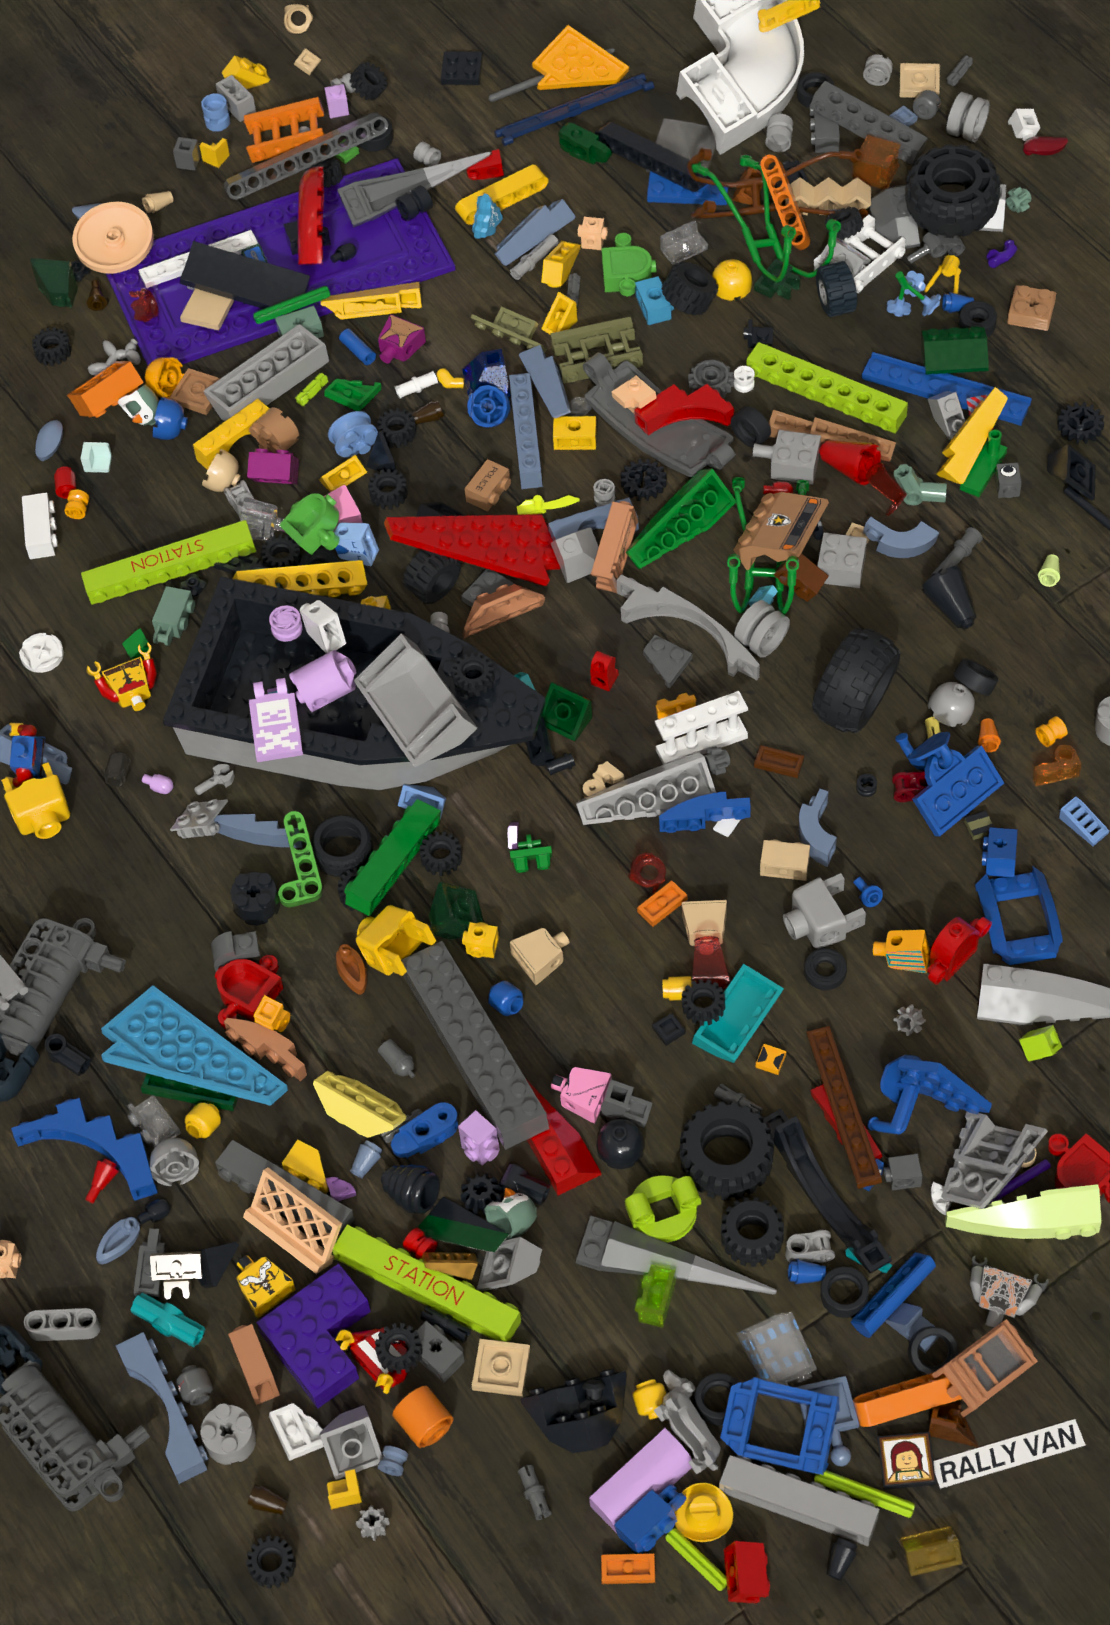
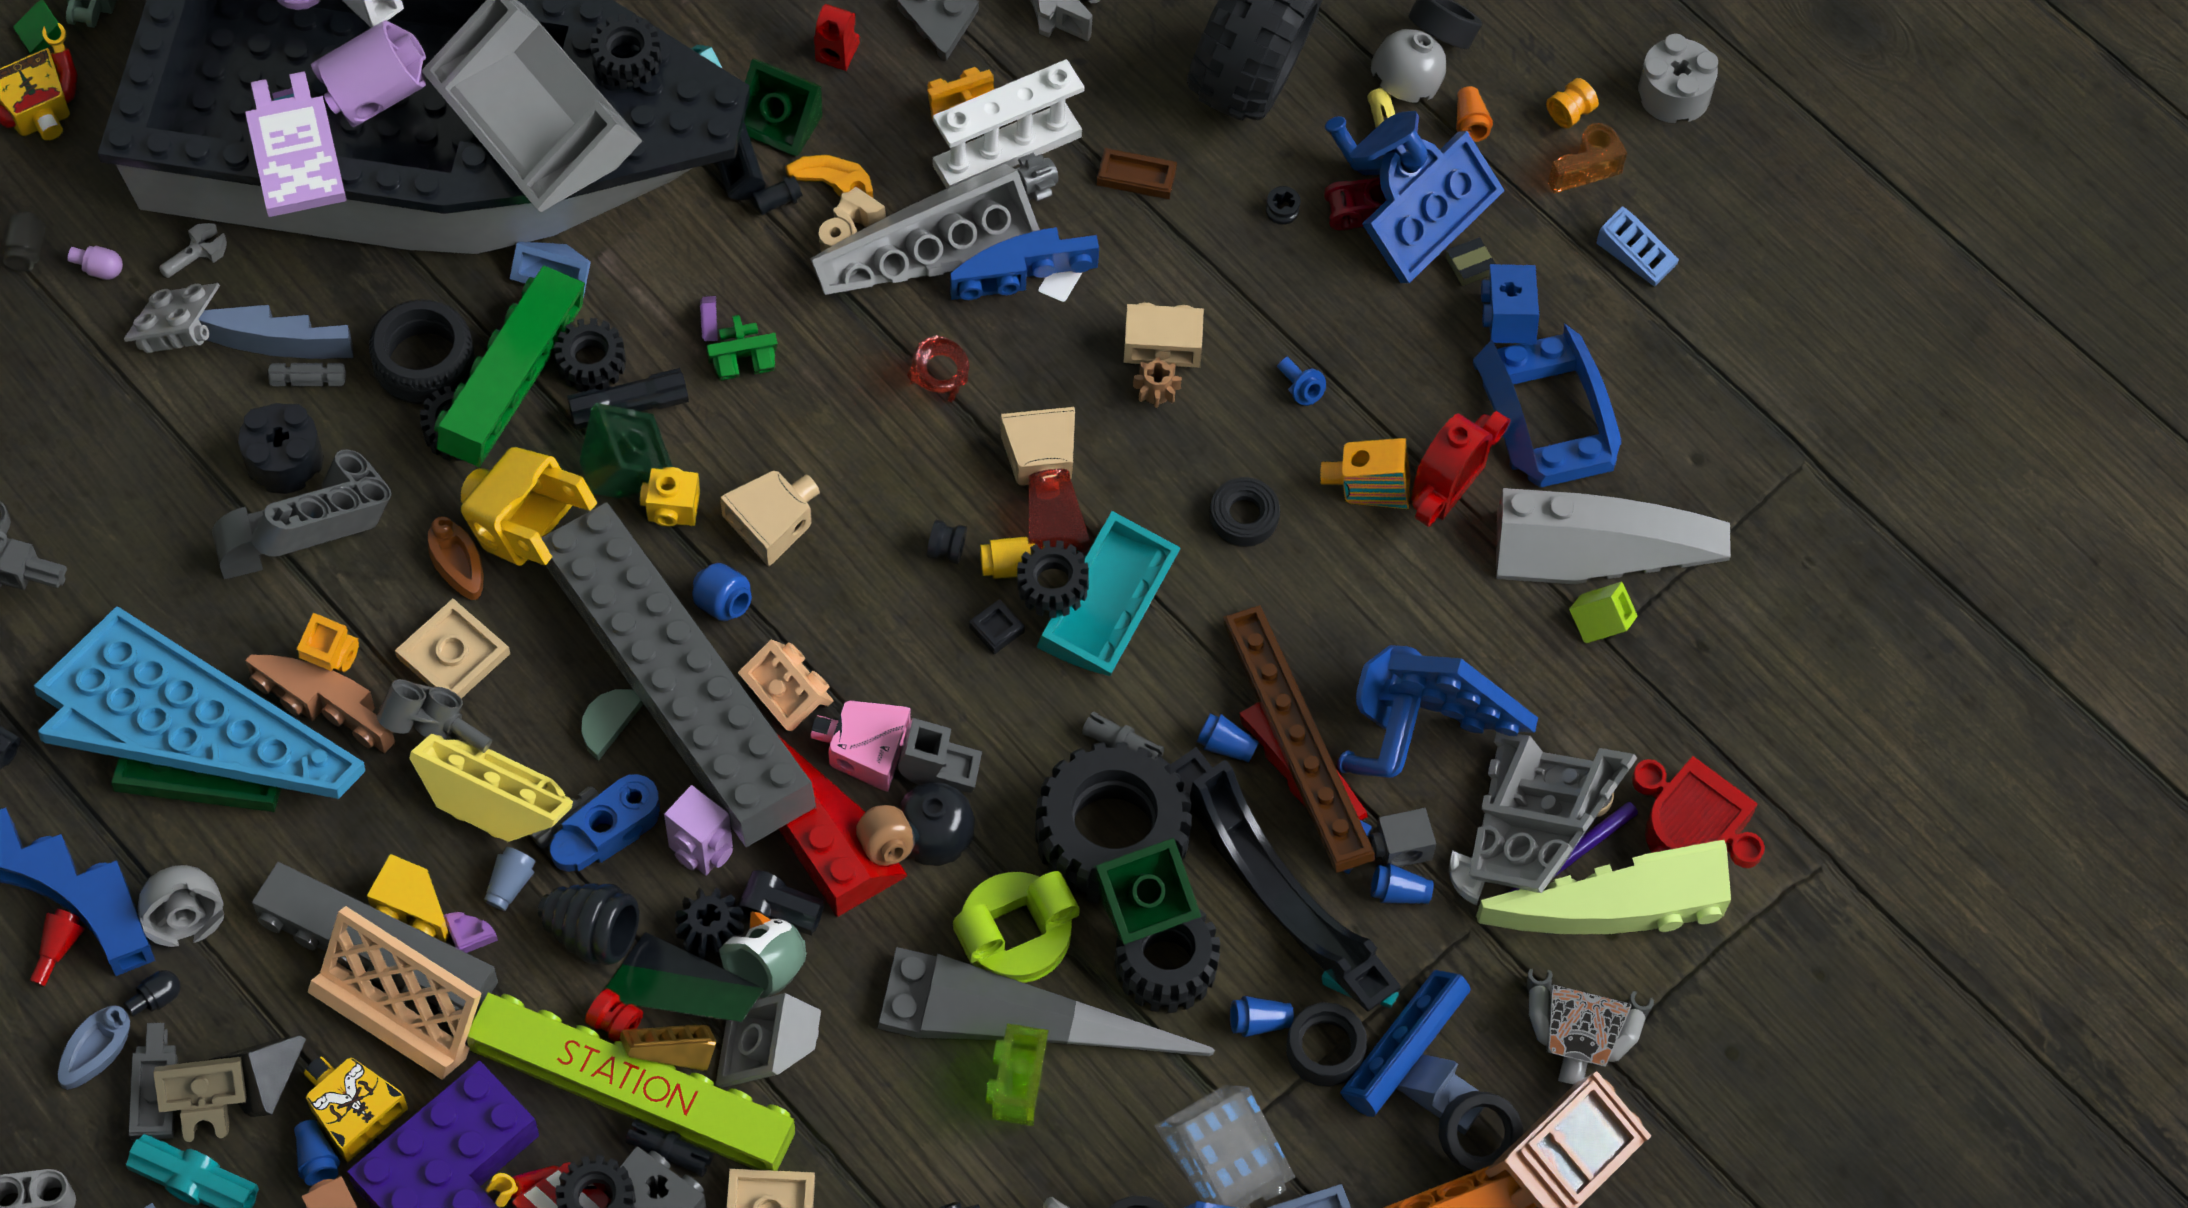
camera: 15 degrees left, 5 degrees up
(153, 1121) = (138, 839): clear bracket -> none
(202, 1120) = (223, 831): yellow head -> none
(239, 1311) = (314, 1154): none -> blue cone
(244, 986) = (277, 598): red piece -> none
(272, 856) = (306, 374): none -> dark grey axle
(289, 934) = (347, 504): none -> dark grey beam
(300, 857) = (350, 375): bright green beam -> none
(329, 1056) = (430, 710): none -> dark grey beam
(344, 1024) = (452, 650): none -> tan plate
(397, 1059) = (547, 705): dark grey piece -> none
(431, 1069) = (607, 719): none -> sand green tile
(477, 877) = (656, 391): none -> black axle
(539, 1055) = (785, 683): none -> light nougat bracket
(589, 1148) = (885, 835): none -> medium nougat head
(596, 751) = (834, 171): none -> light orange piece
(643, 976) = (947, 541): none -> black wheel
(662, 903) = (967, 418): orange plate -> none
(741, 1191) = (1146, 891): none -> dark green slope
(771, 1059) = (1169, 666): light orange tile -> none
(779, 888) = (1147, 381): none -> medium nougat gear
(801, 1105) = (1226, 739): none -> blue cone
(811, 833) = (1202, 287): sand blue arch -> none
(814, 1245) = (1270, 971): light grey piece -> none
(818, 915) = (1228, 423): light grey piece -> none
(898, 1200) = (1398, 885): none -> blue cone
(903, 1020) = (1398, 579): light grey gear -> none

